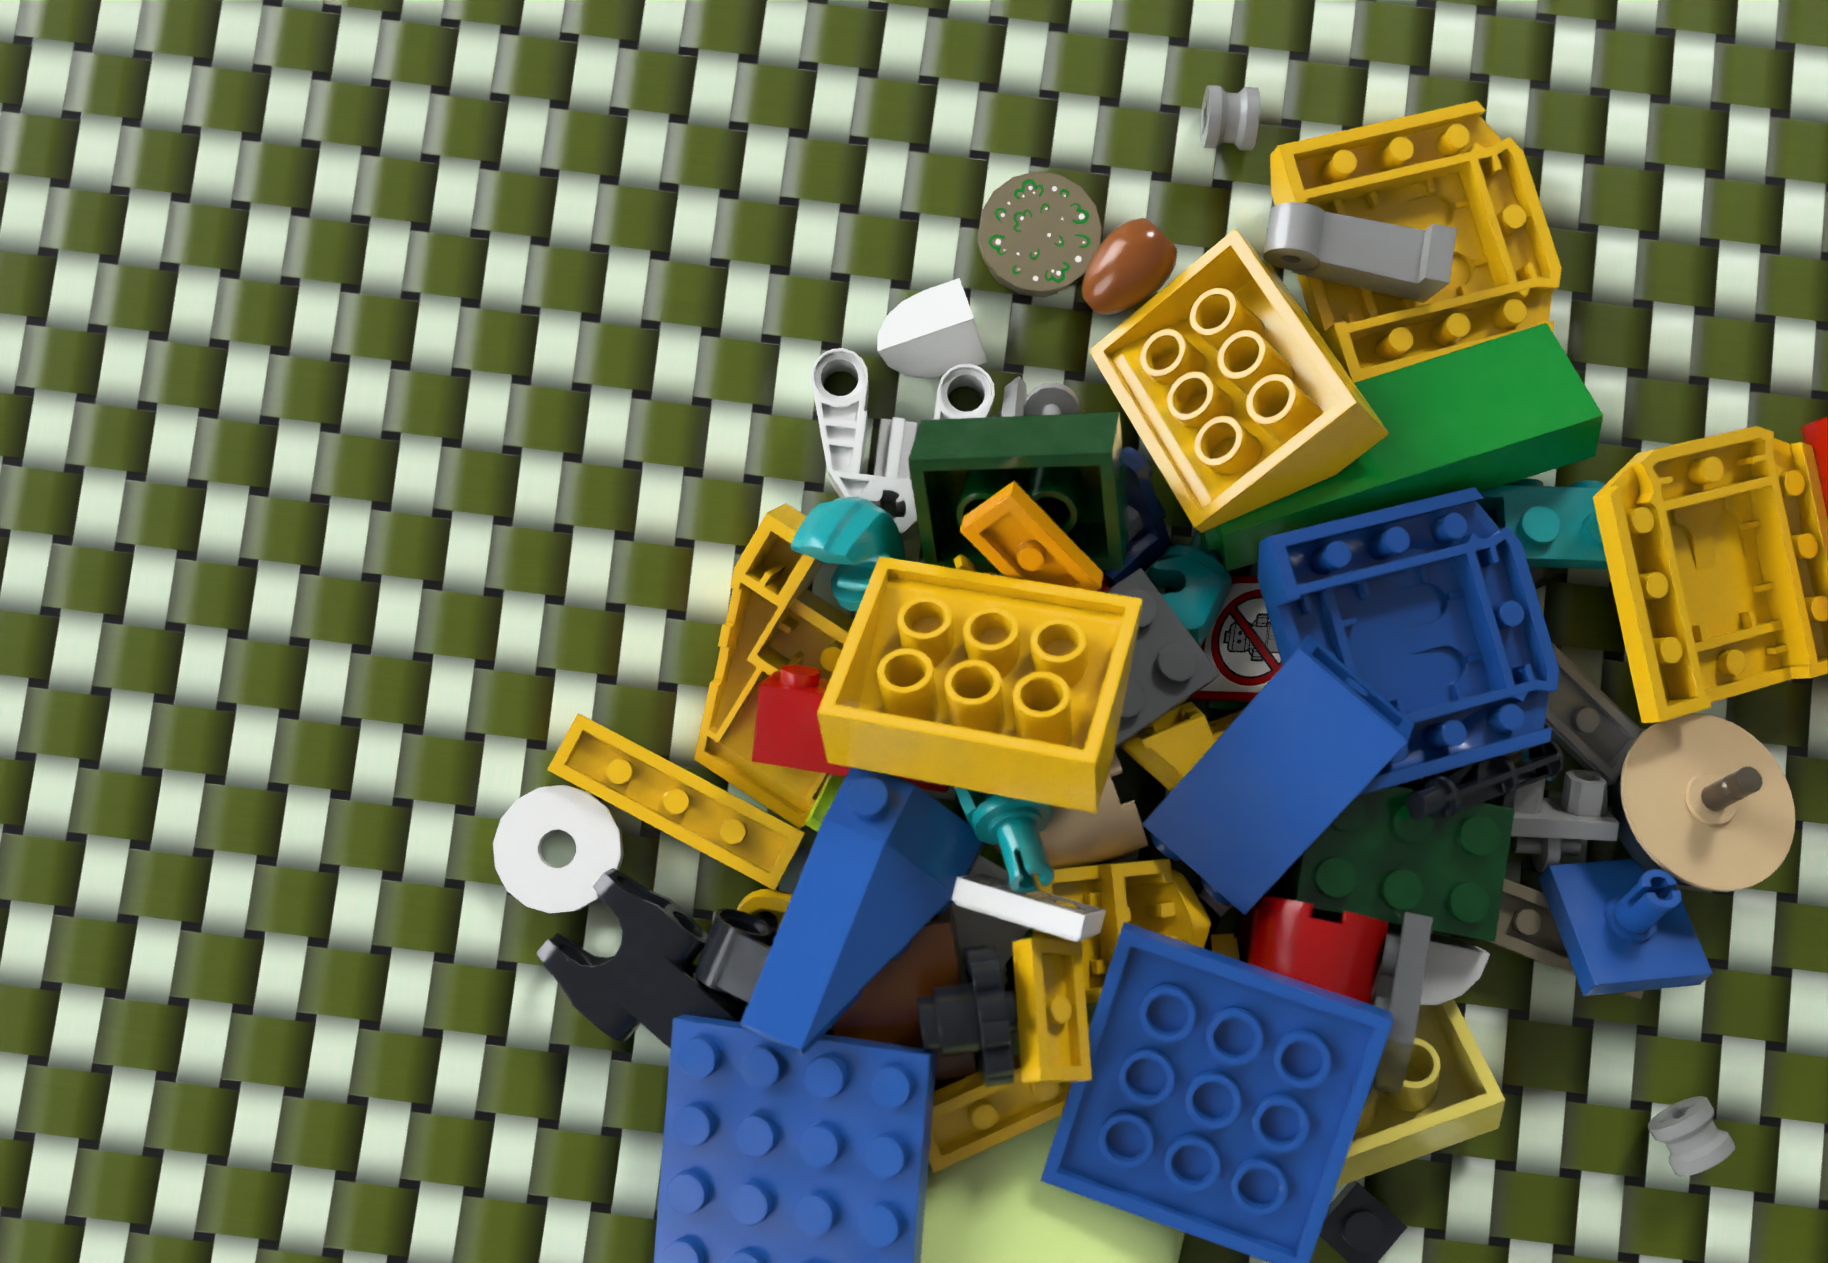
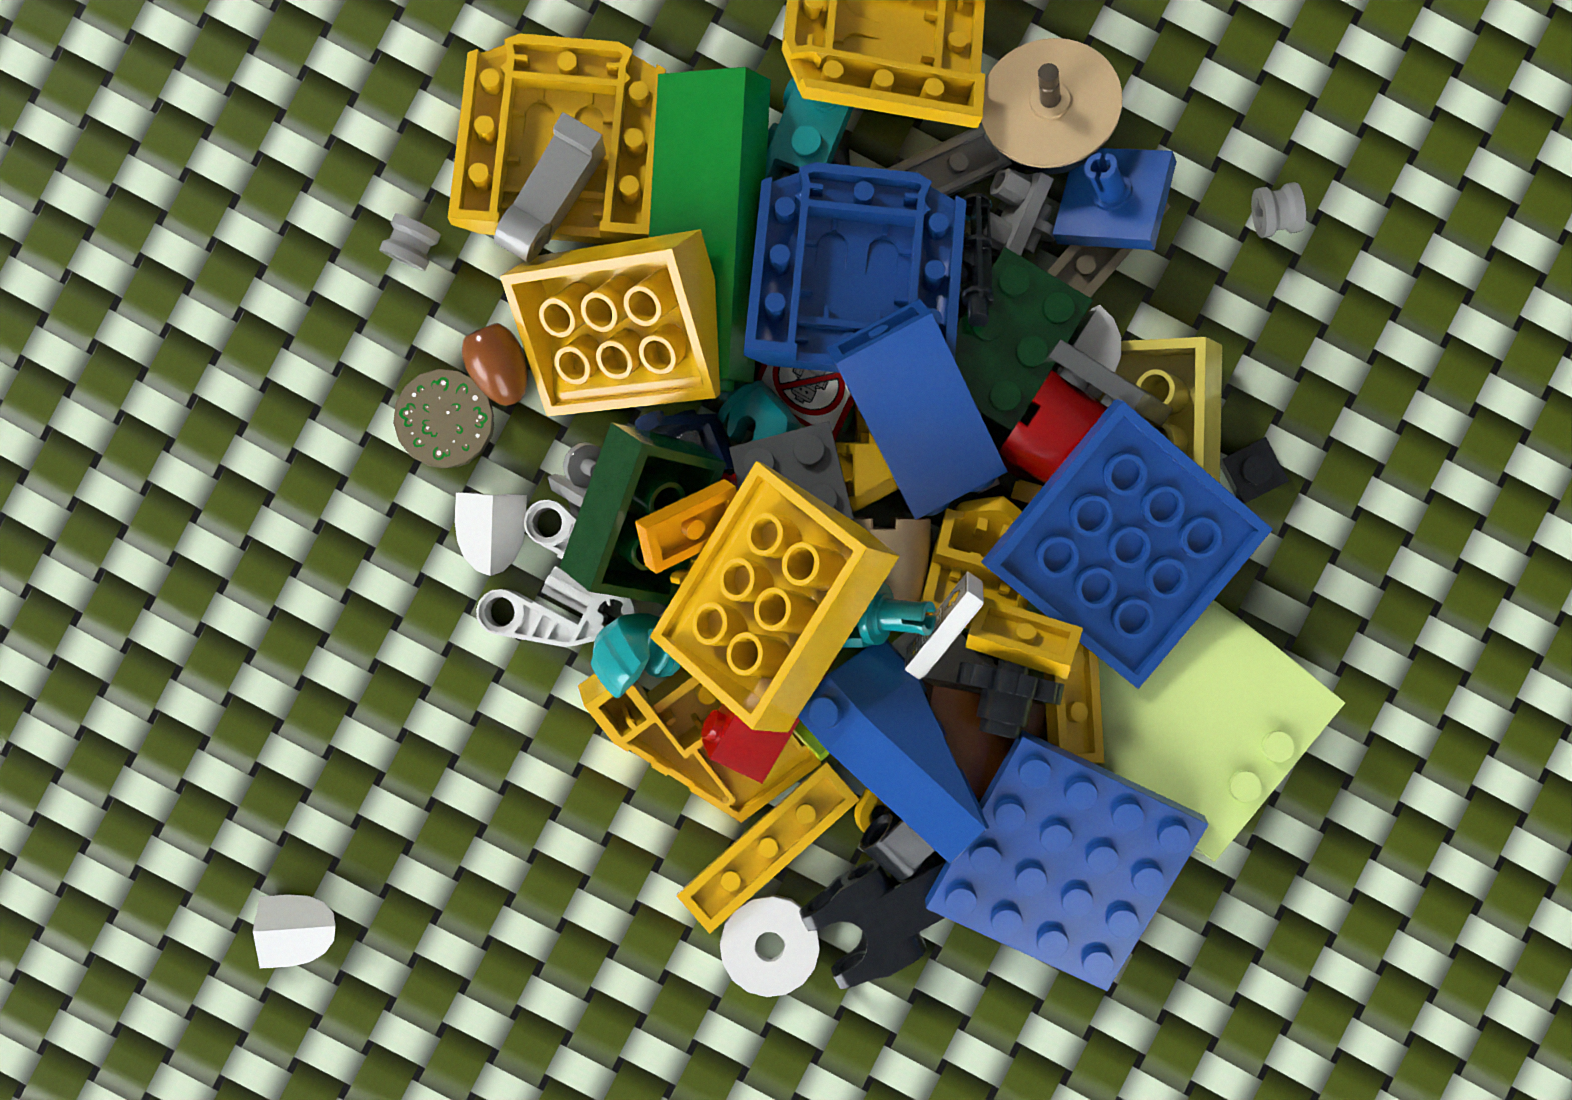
camera: 70 degrees left, 5 degrees up
(376, 280) = (292, 930): none -> white brick

